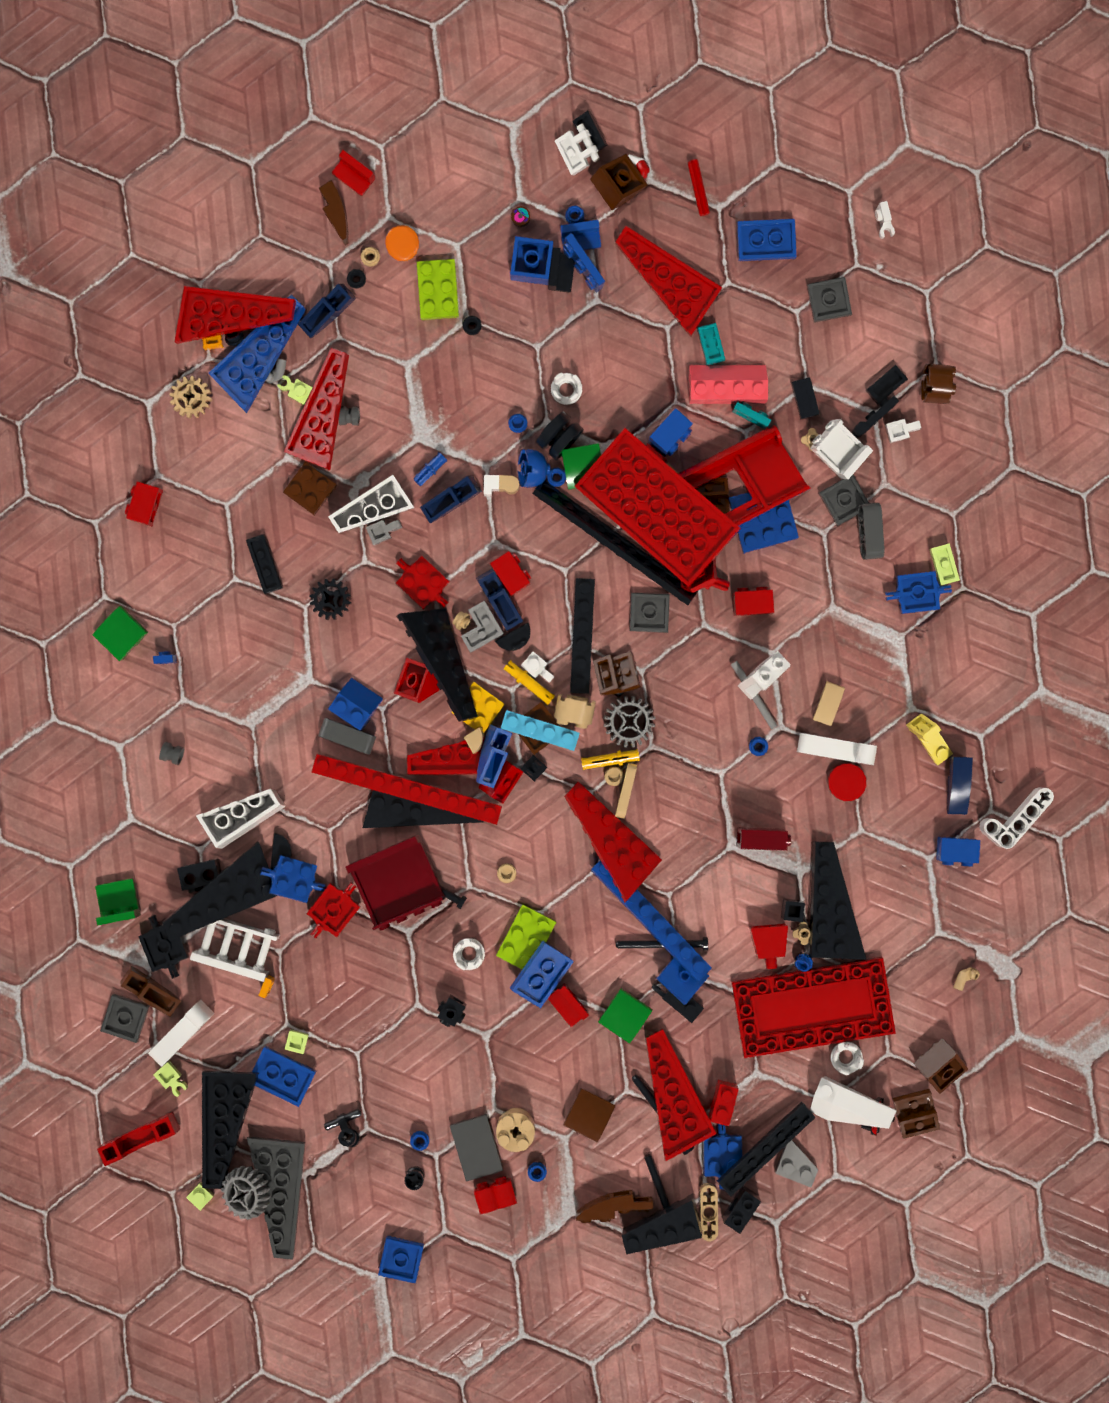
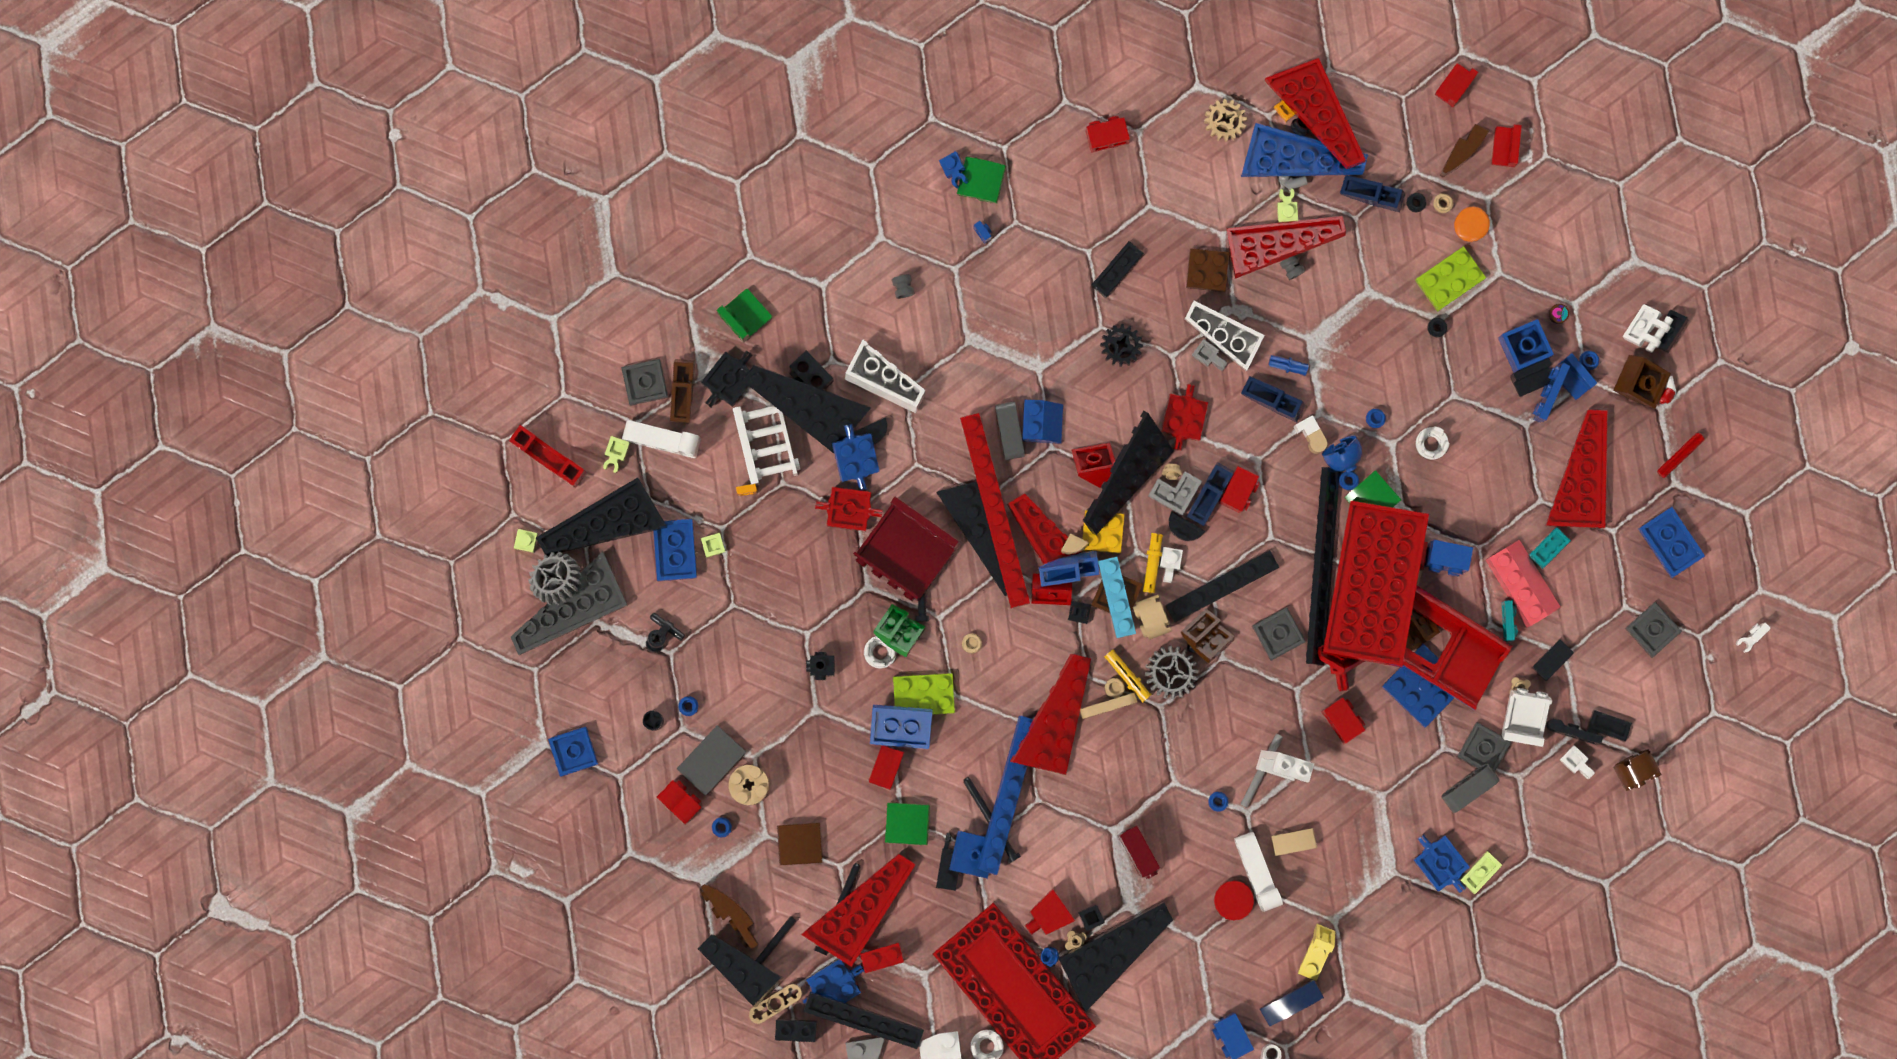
camera: 55 degrees right, 5 degrees down
(95, 651) = (952, 167): none -> blue plate
(275, 184) = (1455, 84): none -> red panel
(460, 929) = (898, 630): none -> green slope
(558, 435) = (1387, 460): black wheel -> none

